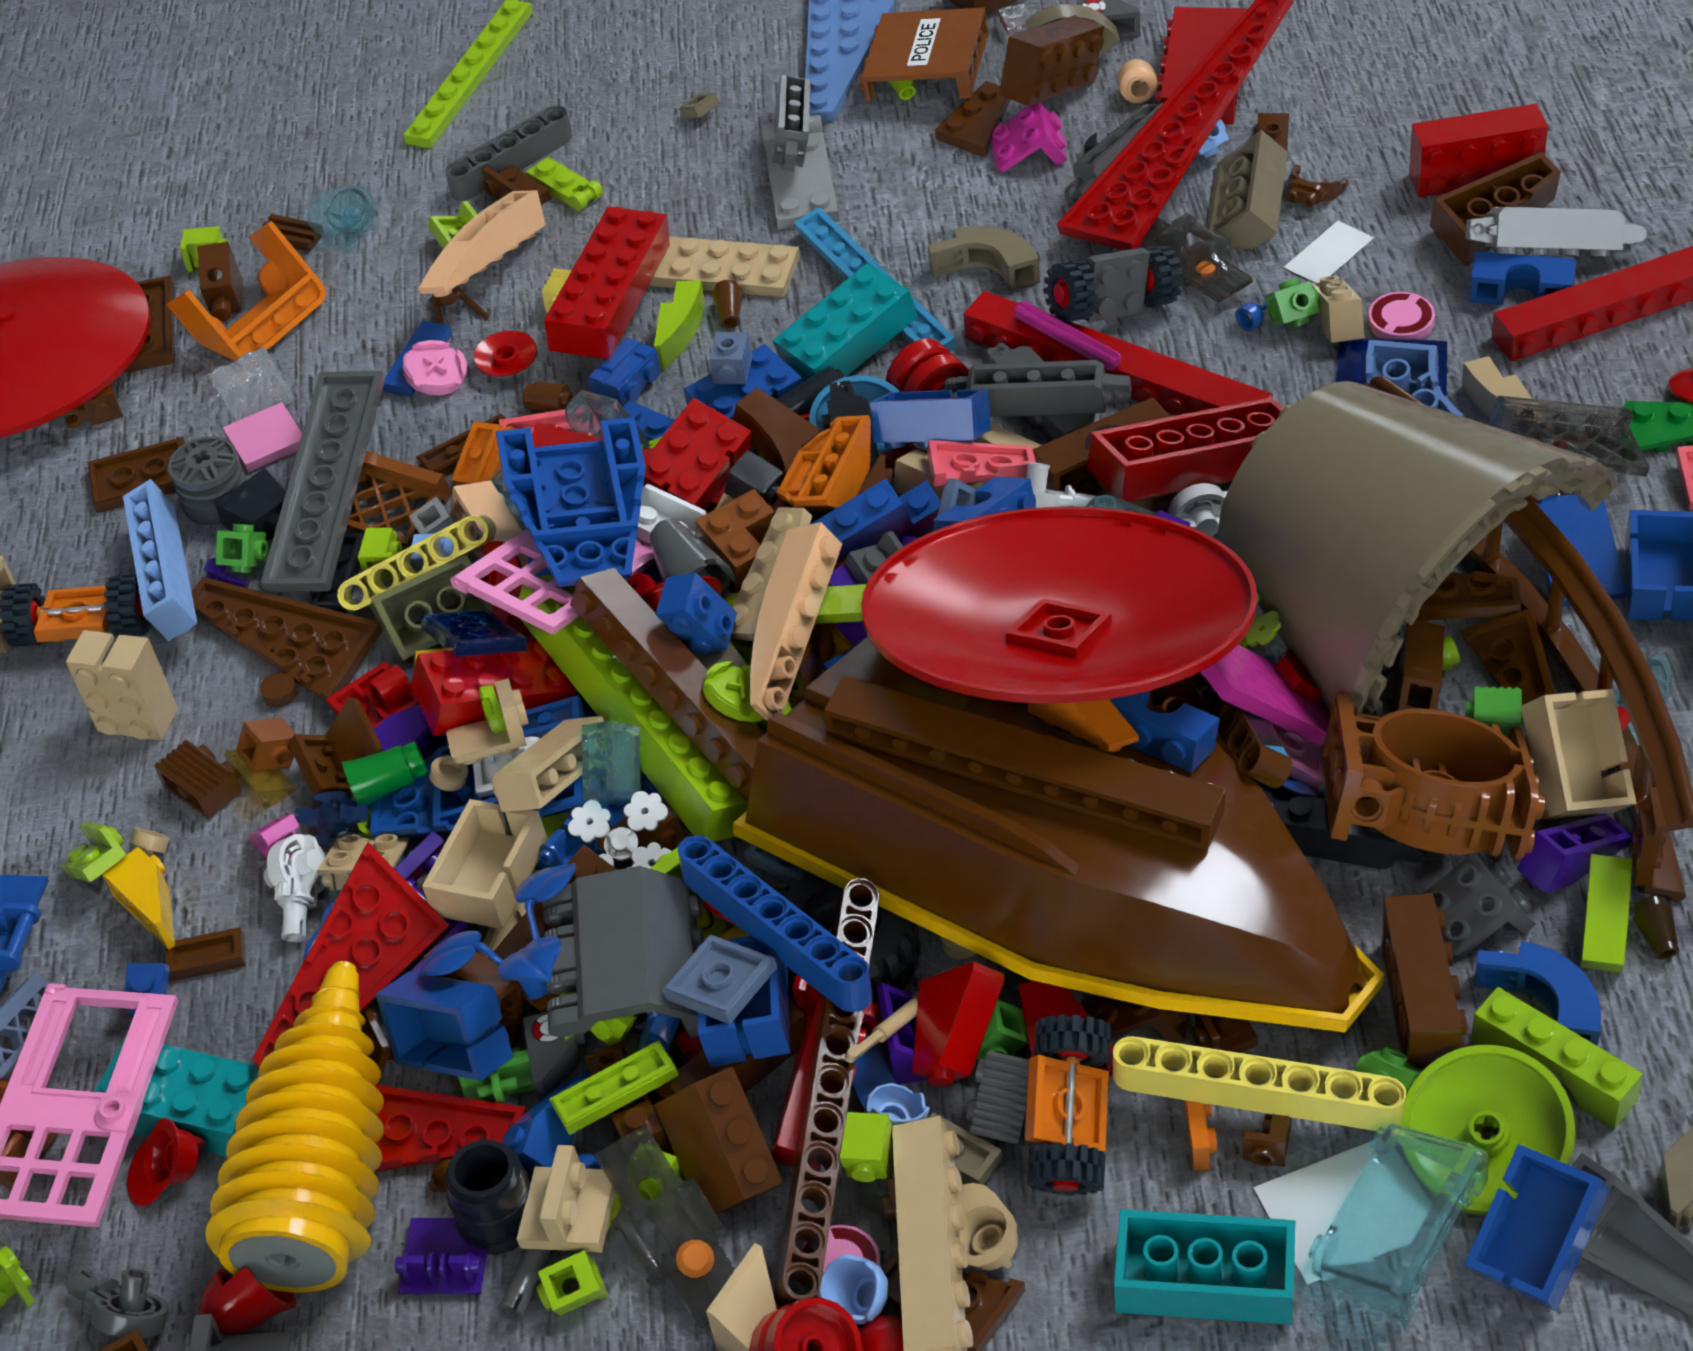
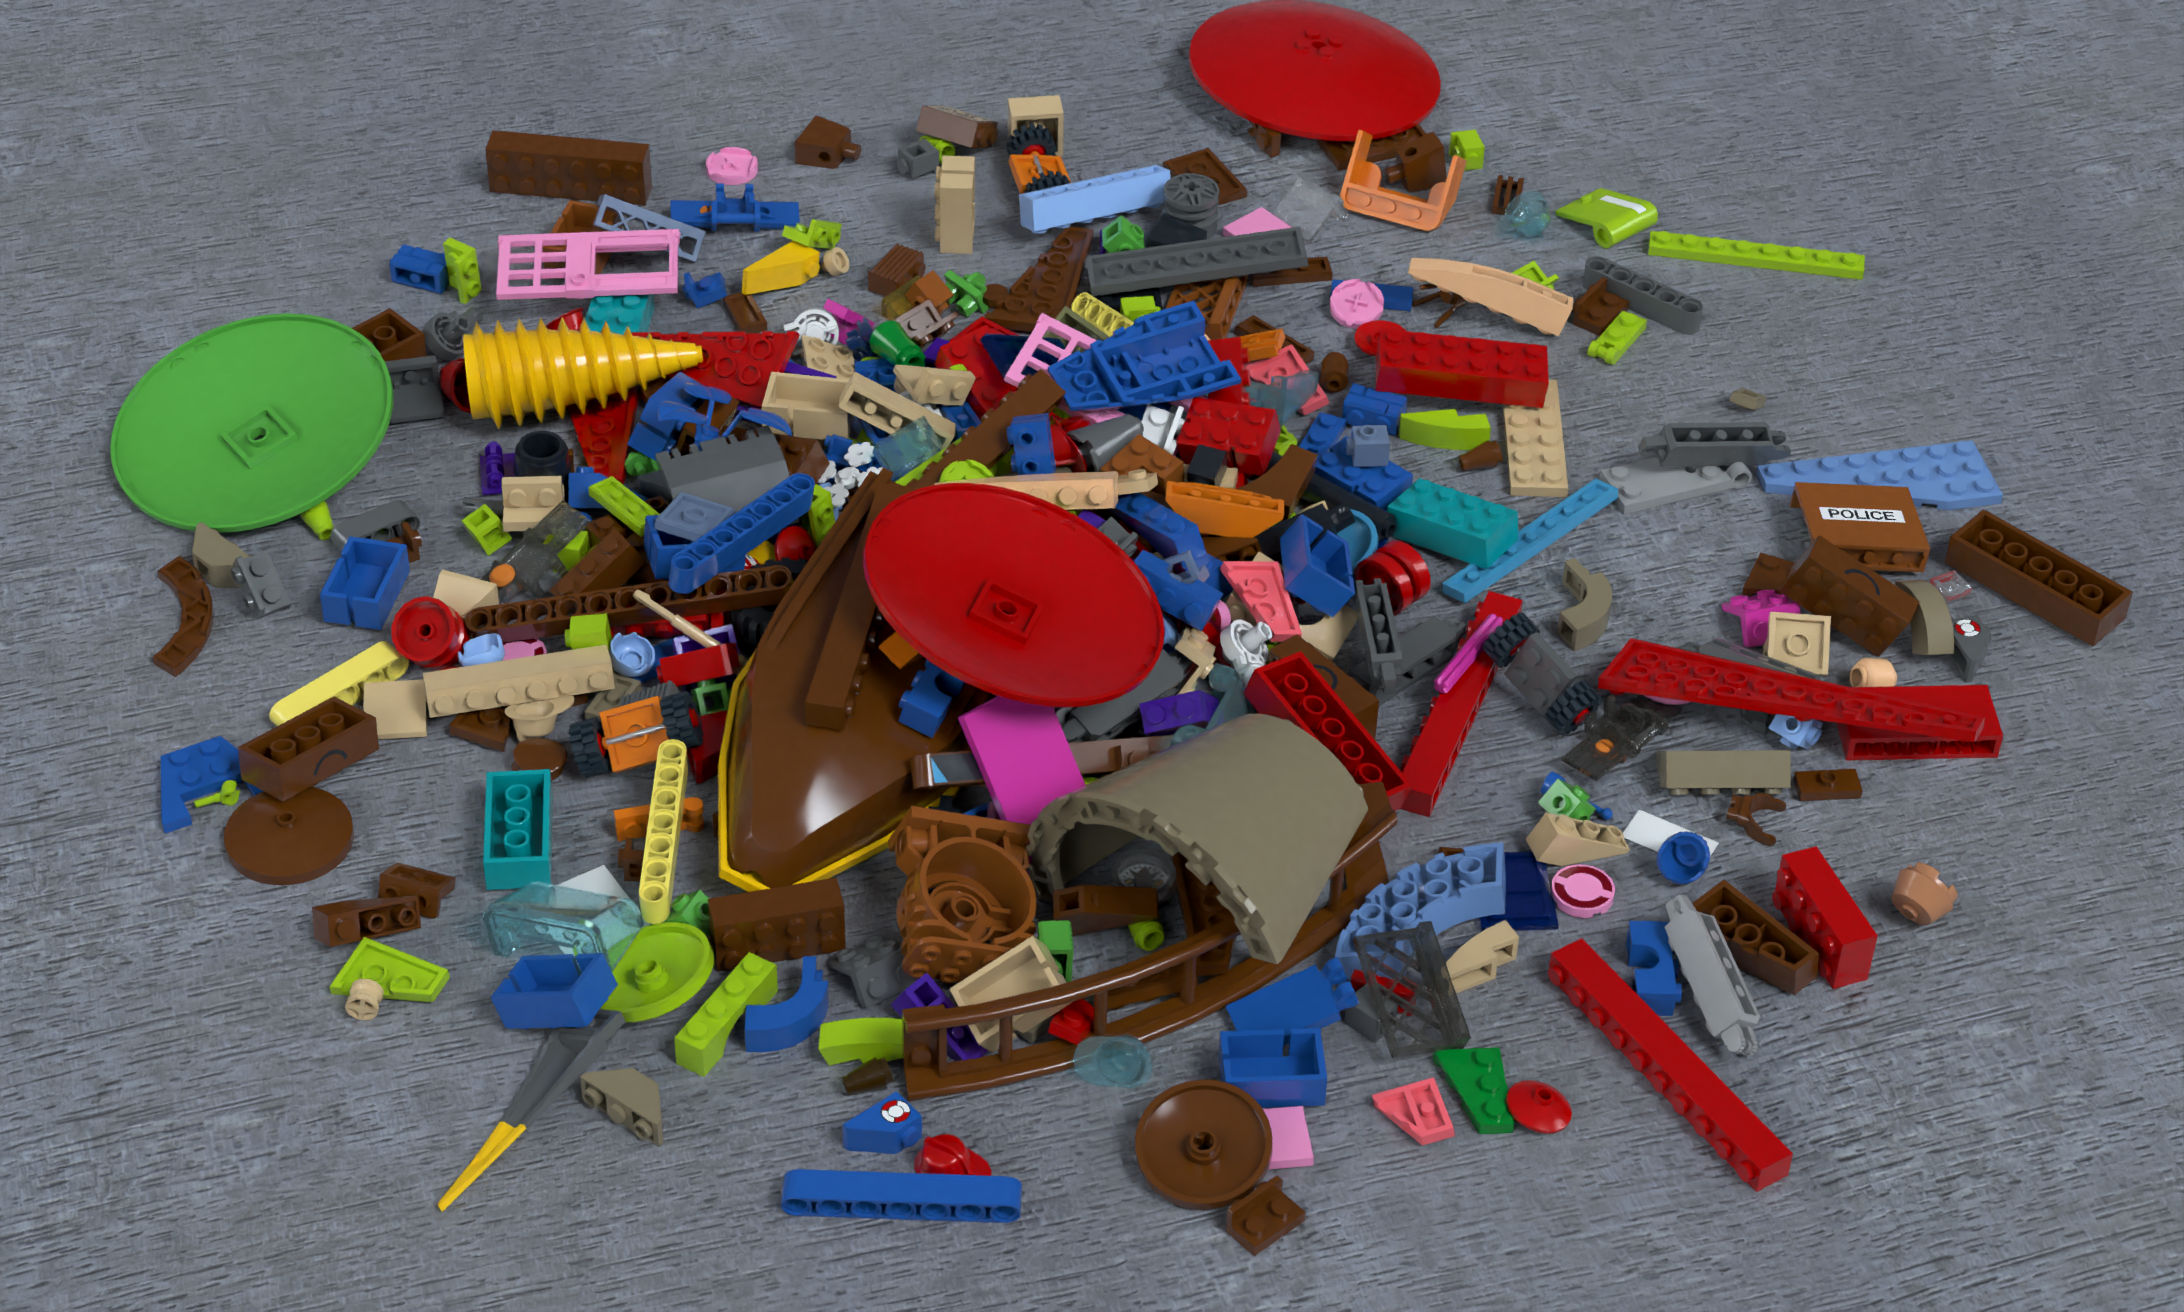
camera: 70 degrees right, 5 degrees down
(272, 705) = (969, 289): none -> bright green hips
(363, 157) = (1611, 215): none -> lime door
(1055, 1246) = (540, 754): none -> reddish brown piece
(1092, 113) = (1799, 640): none -> tan bracket
(1378, 234) = (1683, 857): none -> blue hair
(1449, 89) = (1922, 895): none -> nougat cone

